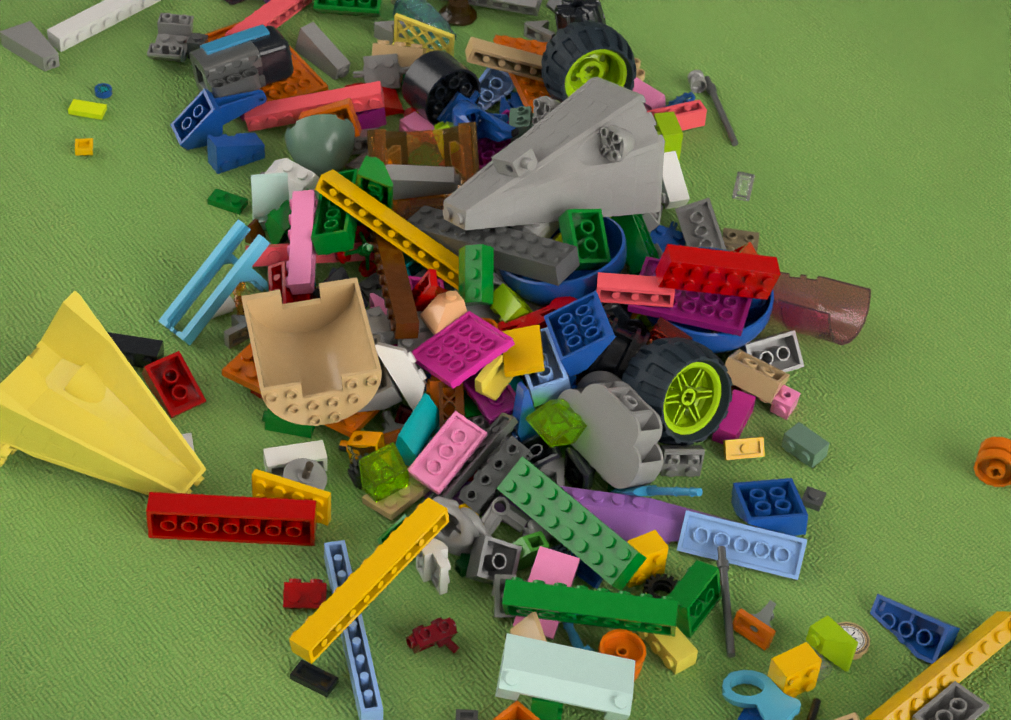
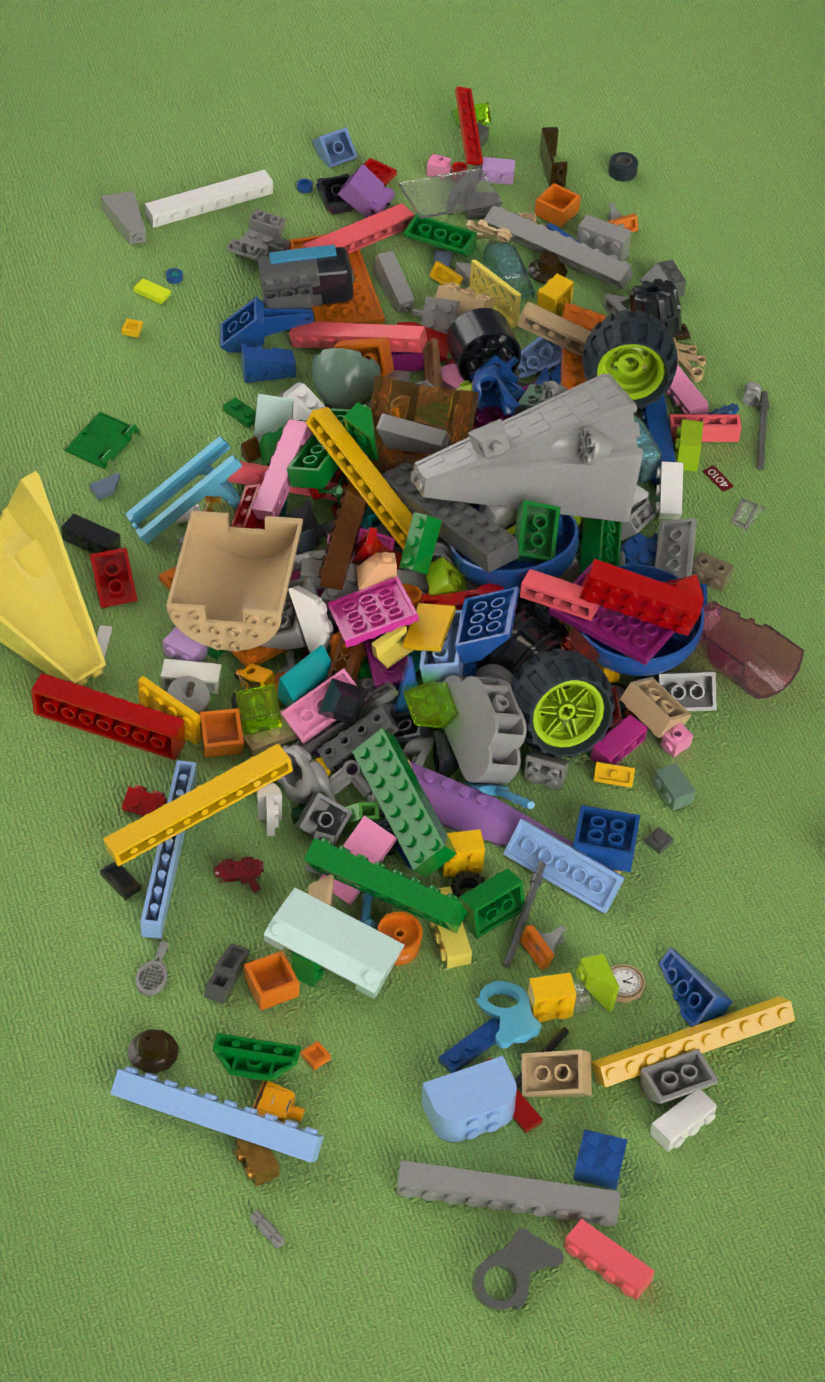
camera: 20 degrees right, 5 degrees up
(98, 256) = (103, 439): none -> green window
(123, 301) = (105, 486): none -> sand blue tile
(275, 432) = (182, 647): none -> lavender brick
(354, 505) = (221, 732): none -> orange piece
(357, 25) = (443, 256): none -> sand blue tile
(366, 36) = (444, 274): none -> yellow plate
(395, 114) = (432, 363): none -> medium nougat tile
(467, 443) = (343, 701): none -> black slope
(481, 27) = (555, 294): none -> yellow brick
(701, 161) = (718, 478): none -> dark red sticker

